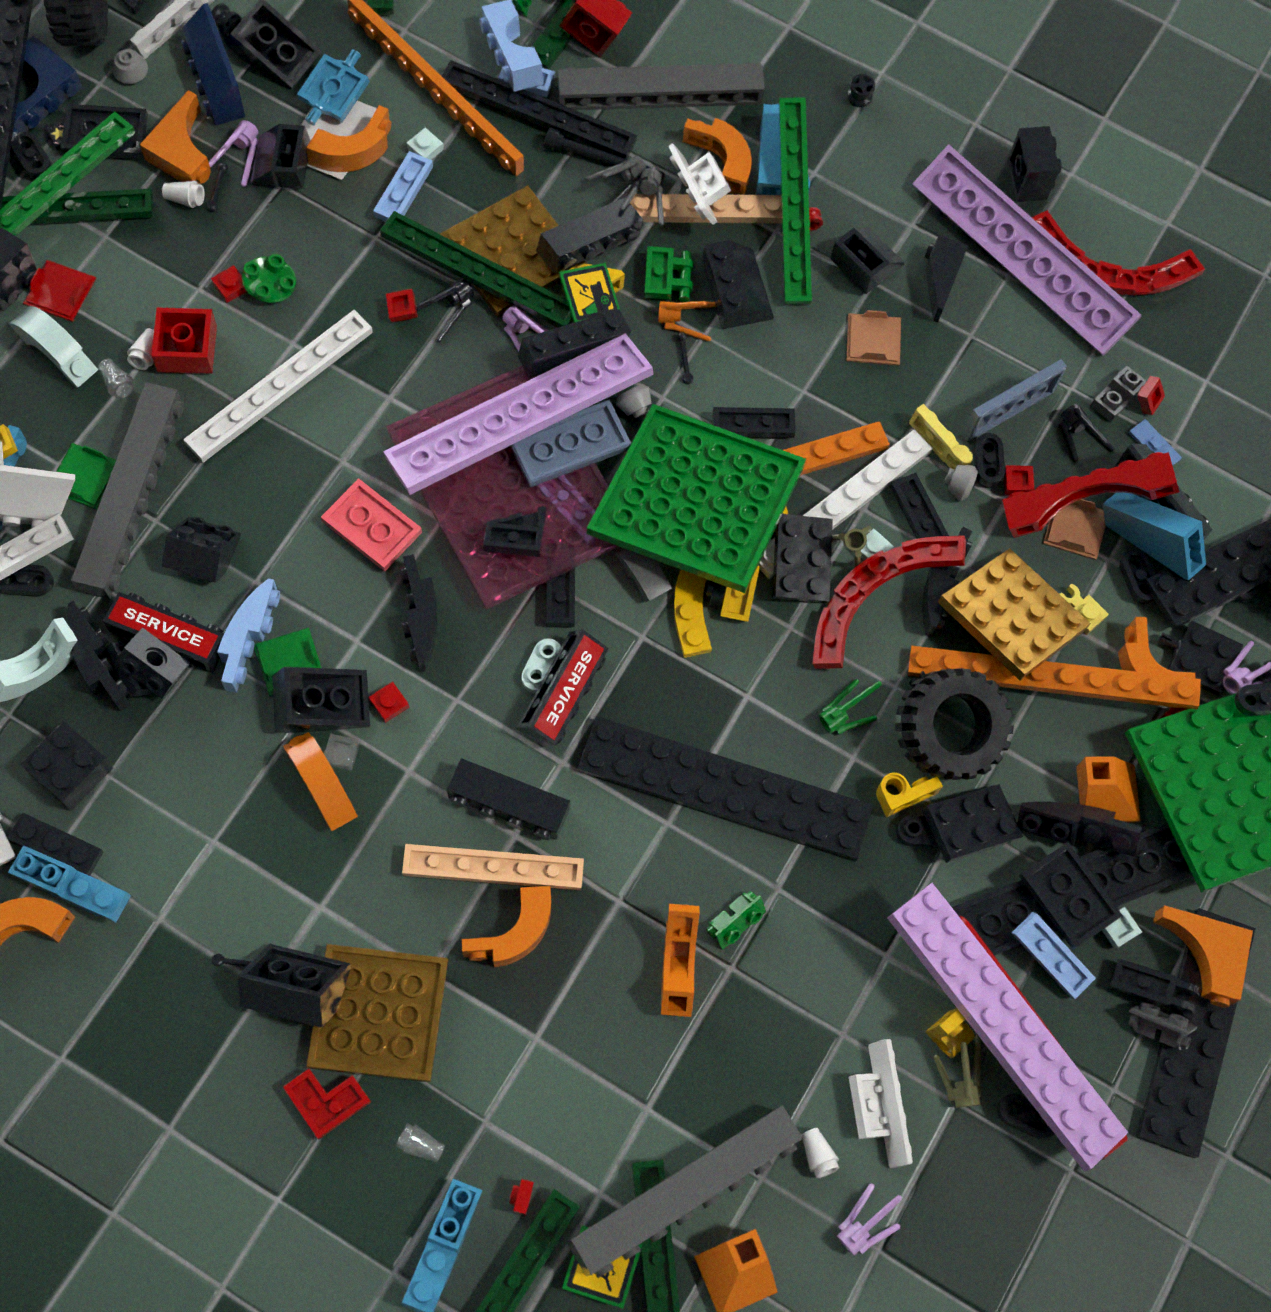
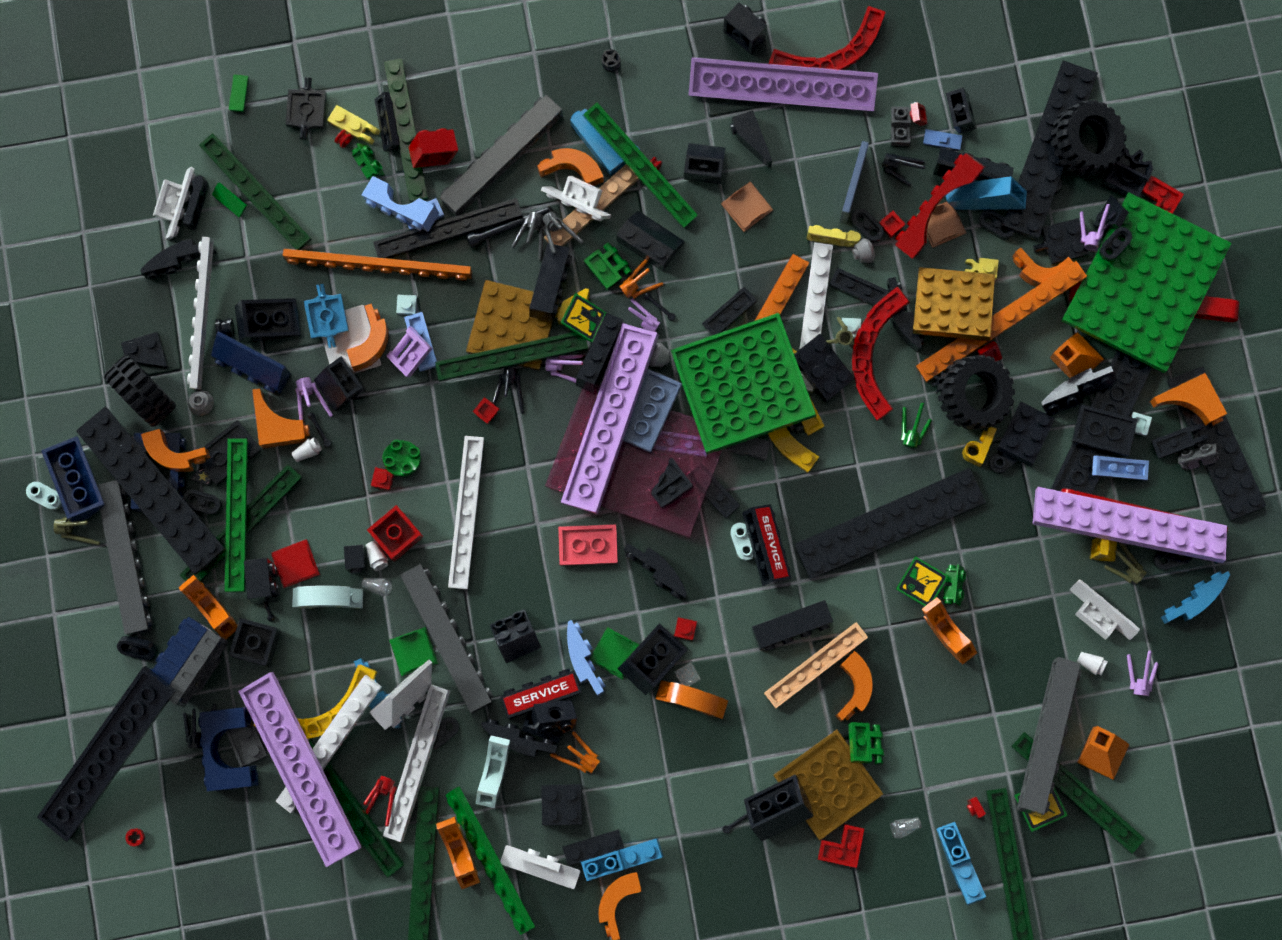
camera: 30 degrees left, 10 degrees up
(37, 63) = (181, 462): none -> orange arch
(120, 332) = (355, 558): none -> black brick
(142, 748) = (588, 762): none -> orange plant
(379, 185) = (413, 355): none -> lavender plate
(458, 996) = (860, 743): none -> green plate
(659, 362) = (649, 322): none -> lavender plant
(701, 880) = (922, 582): none -> piece
(1016, 700) = (991, 350): none -> red plate
(1025, 1195) = (1203, 596): none -> dark azure slope
(1202, 427) = (961, 110): none -> black brick

